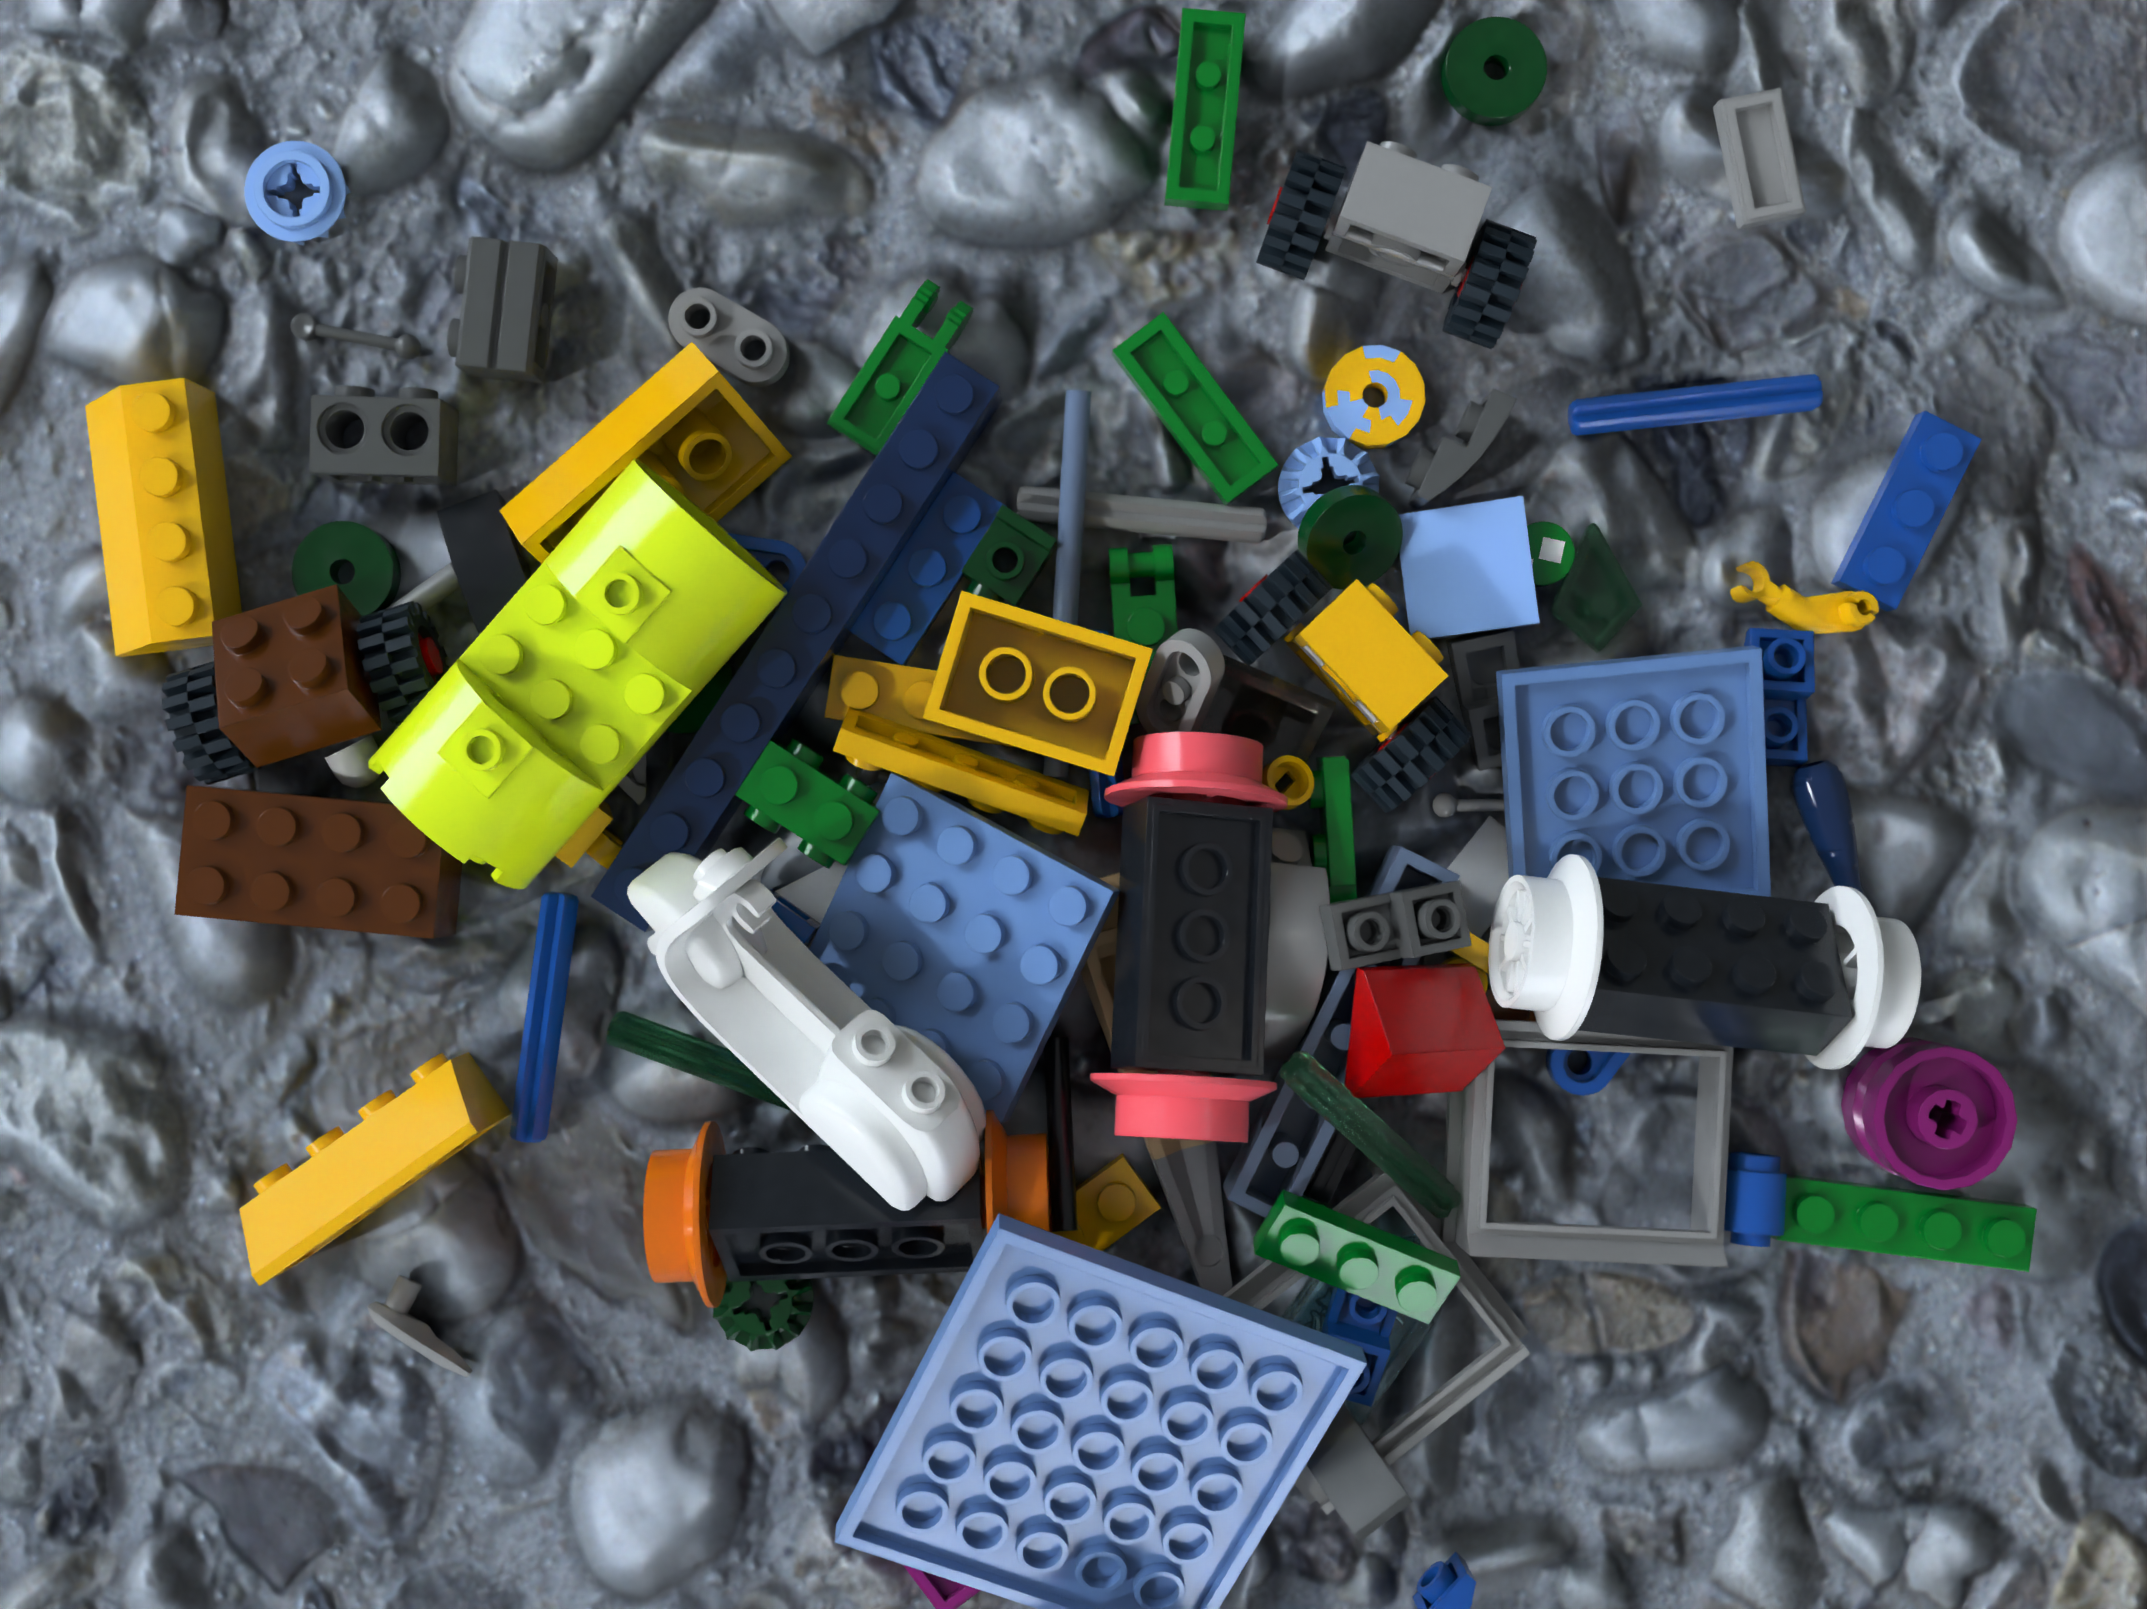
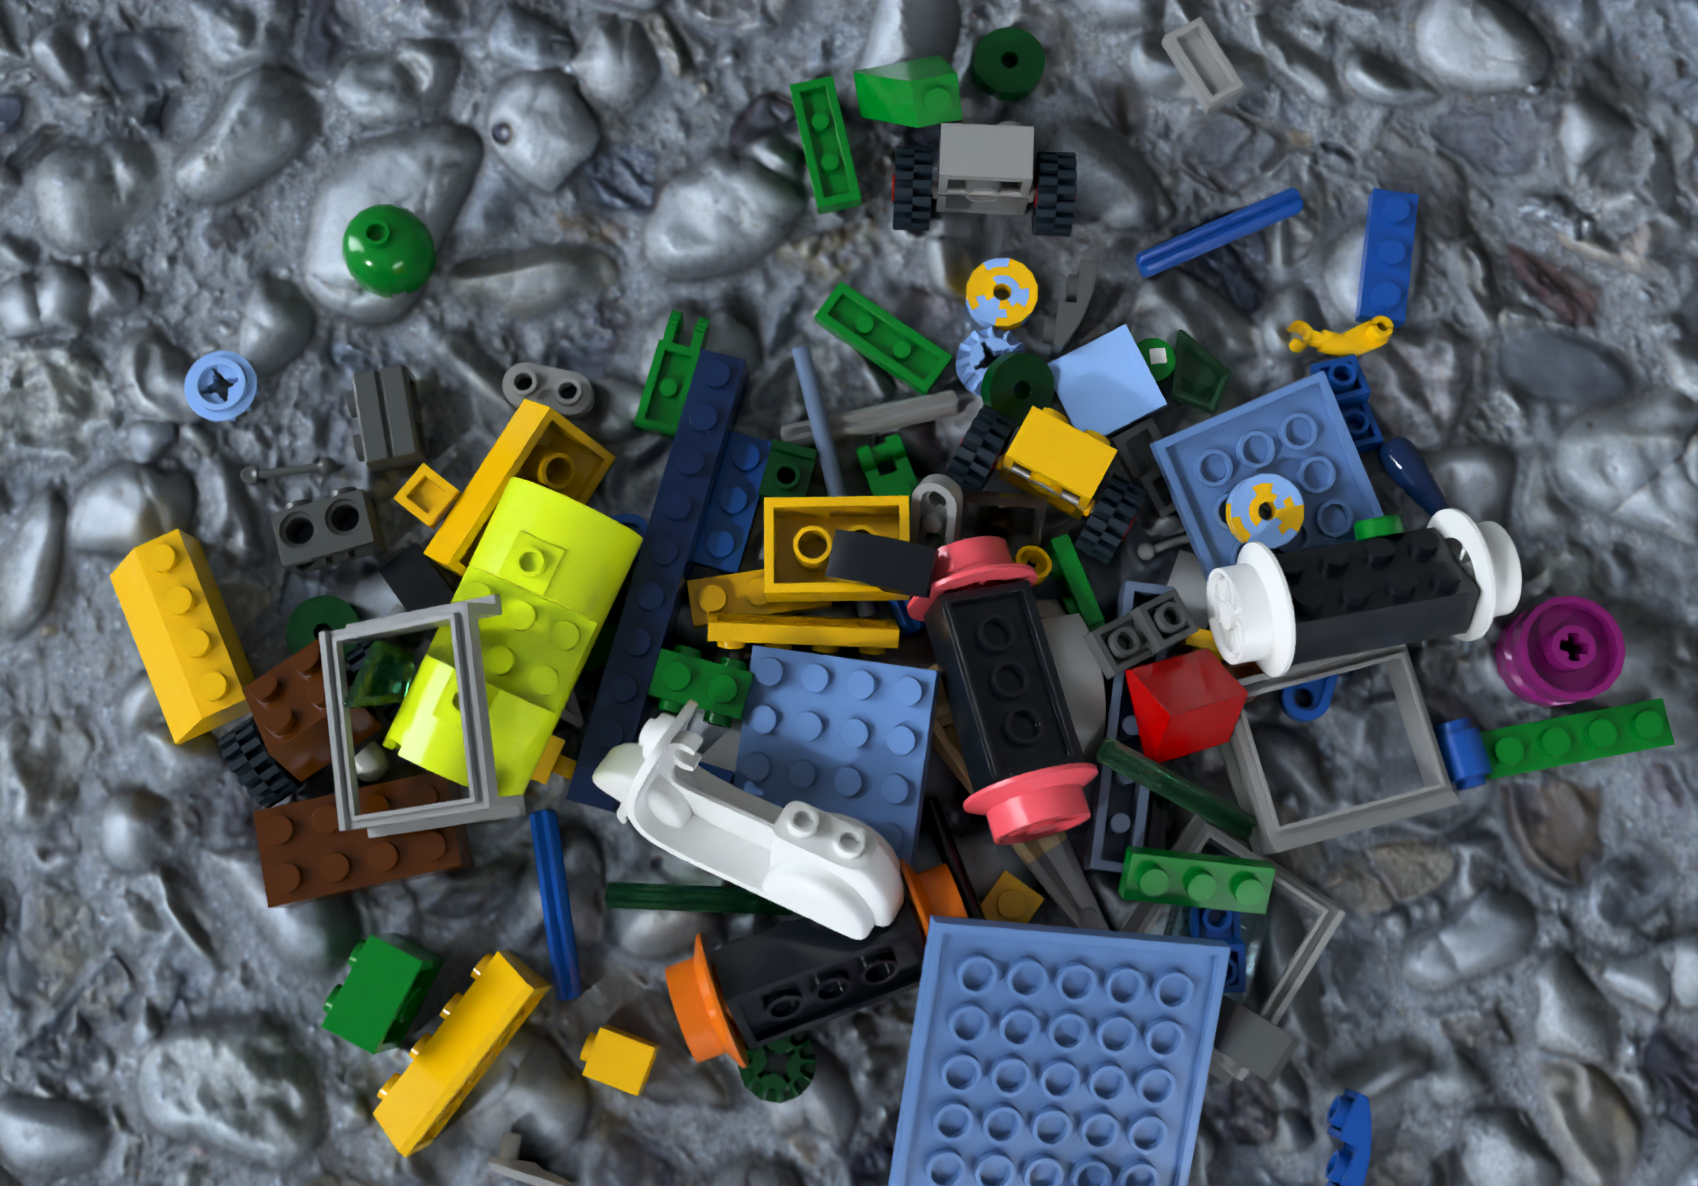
camera: 15 degrees left, 10 degrees down
(290, 1064) = (381, 992): none -> green brick
(390, 675) = (382, 677): none -> clear green piece
(510, 636) = (482, 782): none -> light grey piece
(526, 435) = (428, 496): none -> yellow tile
(566, 1235) = (619, 1058): none -> yellow brick
(570, 70) = (388, 250): none -> green cylinder
(1087, 732) = (882, 563): none -> black slope
(1342, 76) = (909, 92): none -> green slope
(1643, 817) = (1285, 507): none -> piece
(1755, 881) = (1378, 527): none -> green tile

